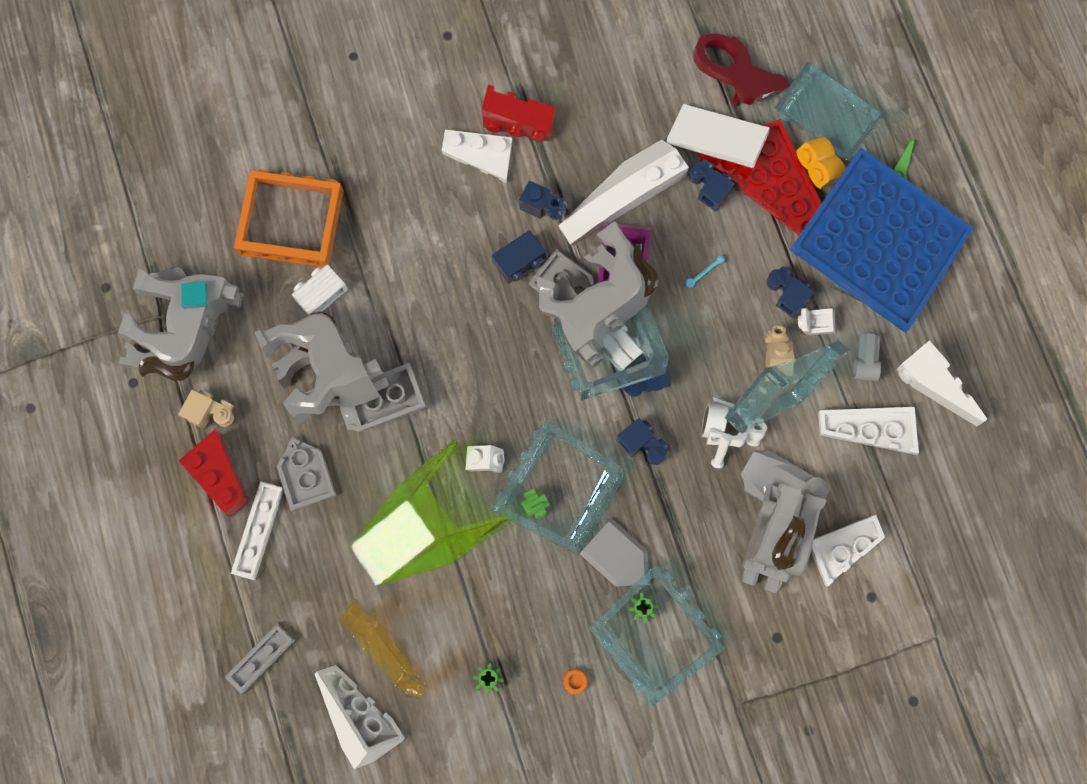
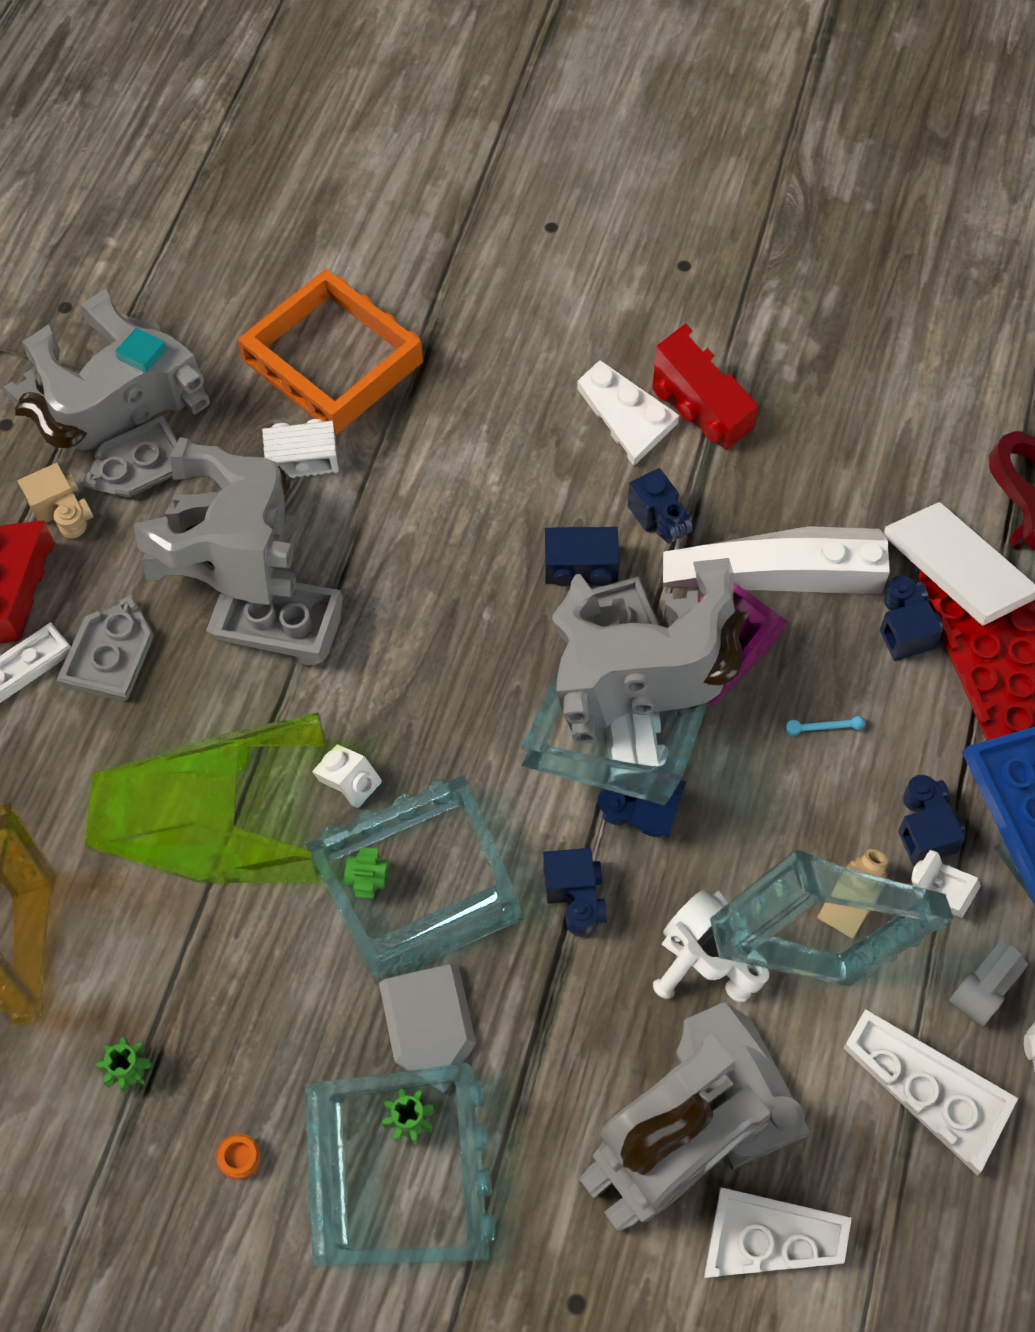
camera: 35 degrees right, 15 degrees down
(229, 356) = (133, 460): none -> light grey tile

